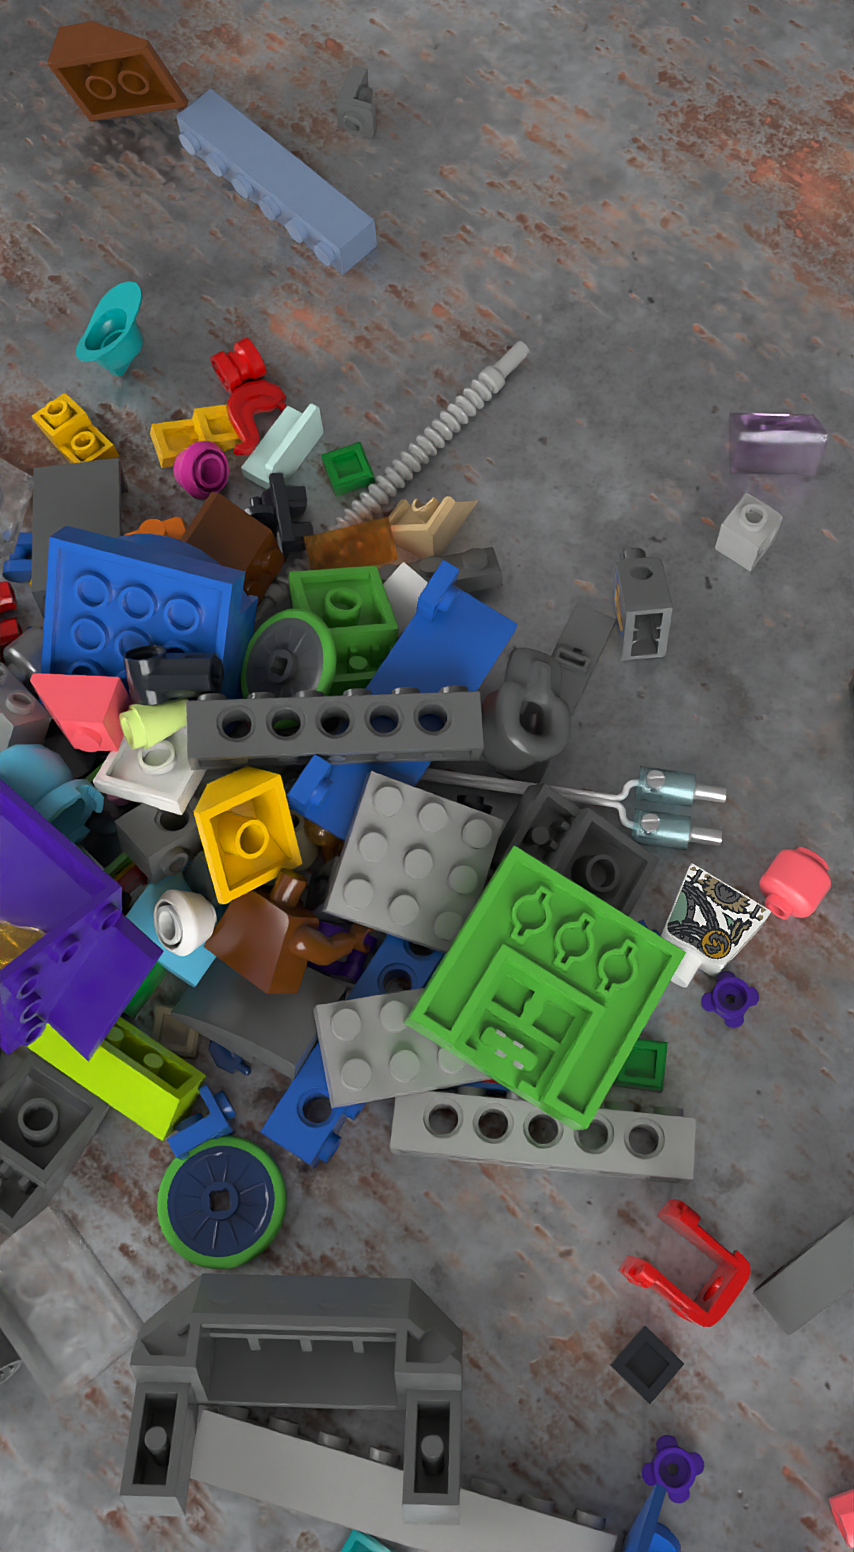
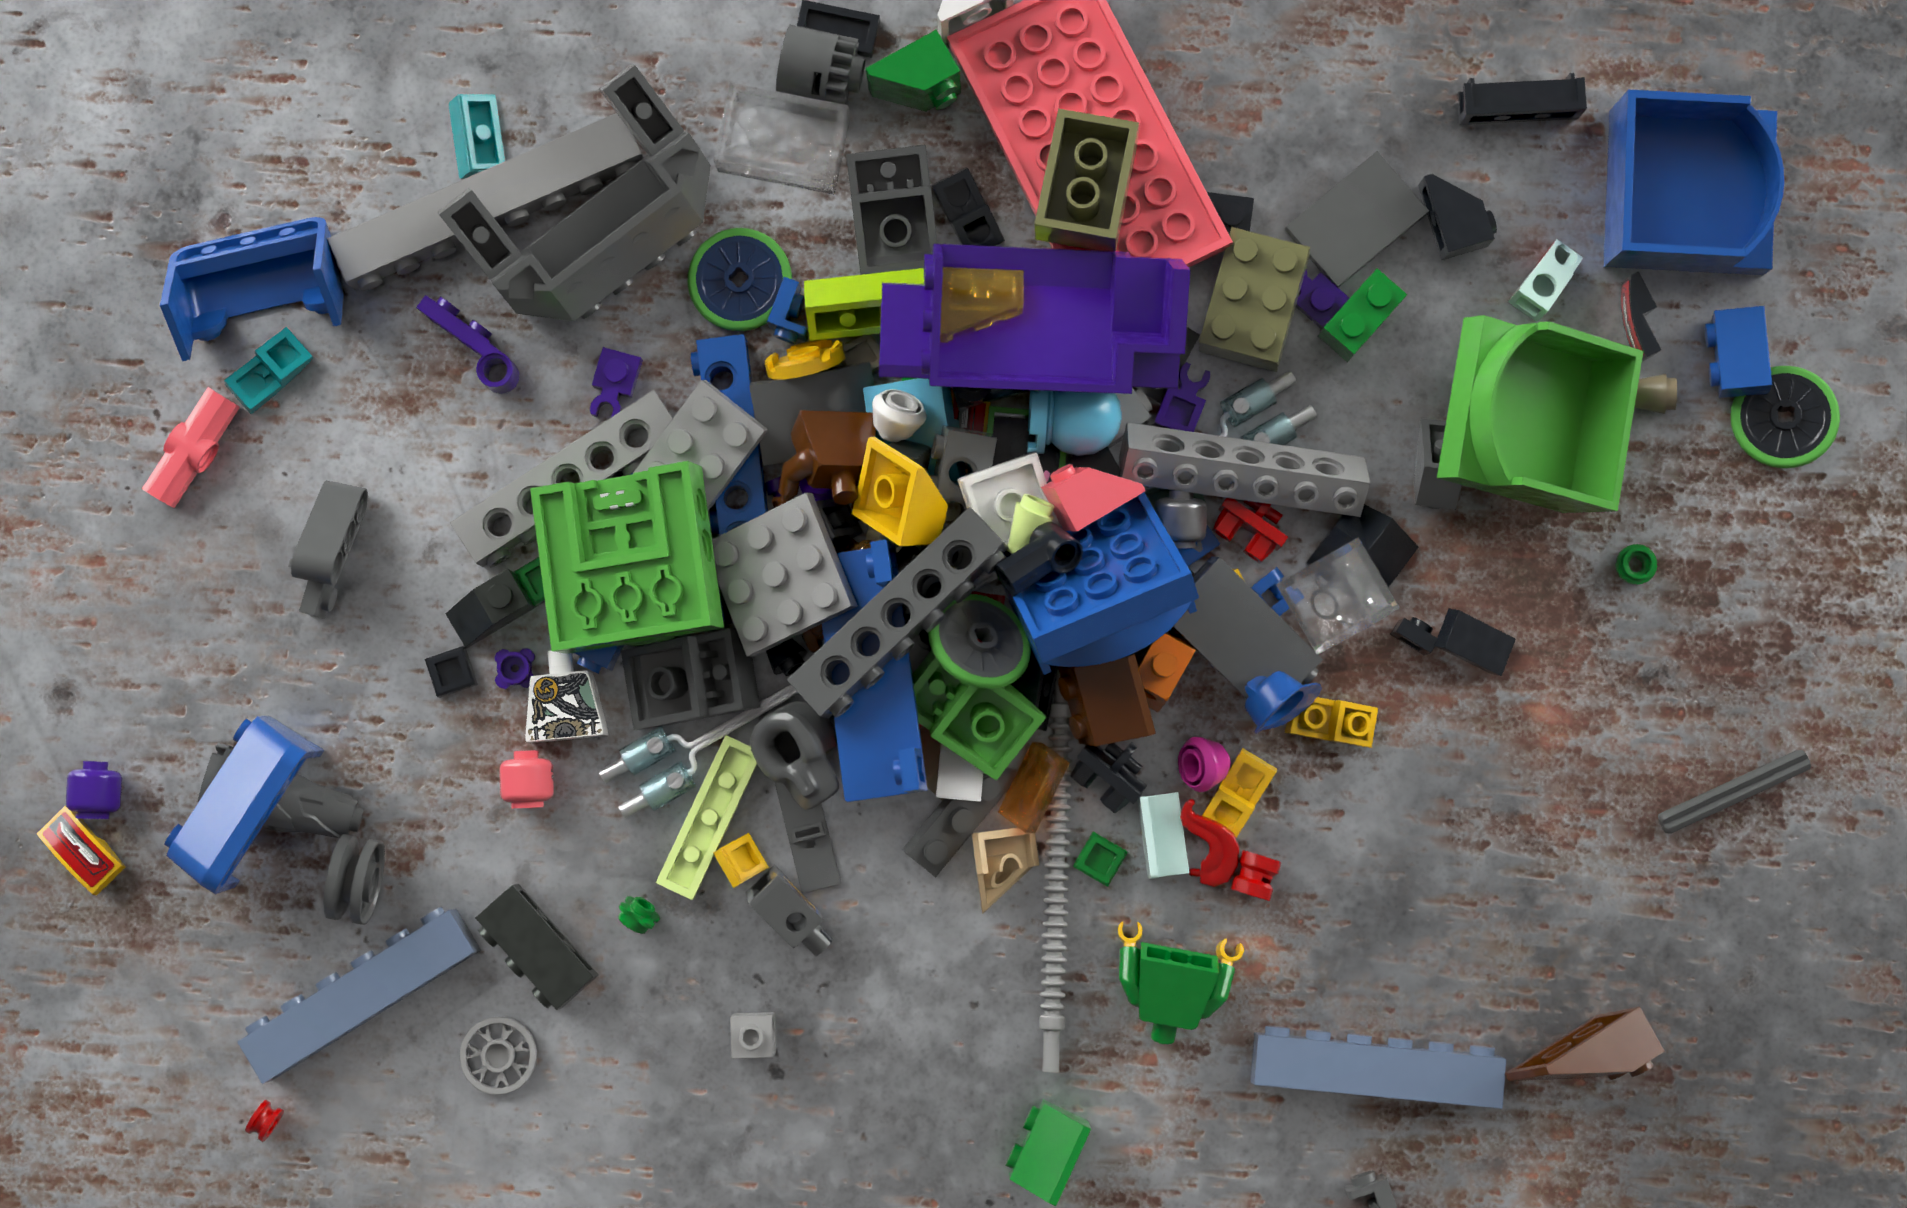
camera: 140 degrees right, 15 degrees up
(95, 449) = (1277, 699): none -> blue piece
(113, 332) = (1378, 824): teal piece -> none
(226, 1057) = (805, 359): none -> yellow tile
(372, 331) = (1174, 984): none -> green torso
(417, 1205) = (615, 376): none -> dark purple plate
(526, 1365) = (475, 338): none -> dark purple plate
(572, 280) = (1048, 1151): none -> green slope
(646, 1364) = (400, 395): black plate -> none
(648, 676) = (741, 860): none -> yellow tile
(648, 732) = (708, 818): none -> yellowish green plate
(688, 1467) = (332, 344): dark purple plate -> none
(713, 1071) = (489, 608): none -> pearl dark grey slope
(718, 1291) = (387, 466): red piece -> none
(769, 1514) = (269, 371): none -> teal slope
(775, 443) = (795, 1140): clear purple slope -> none
(776, 698) = (638, 914): none -> green plate
(795, 1045) = (451, 671): none -> black tile

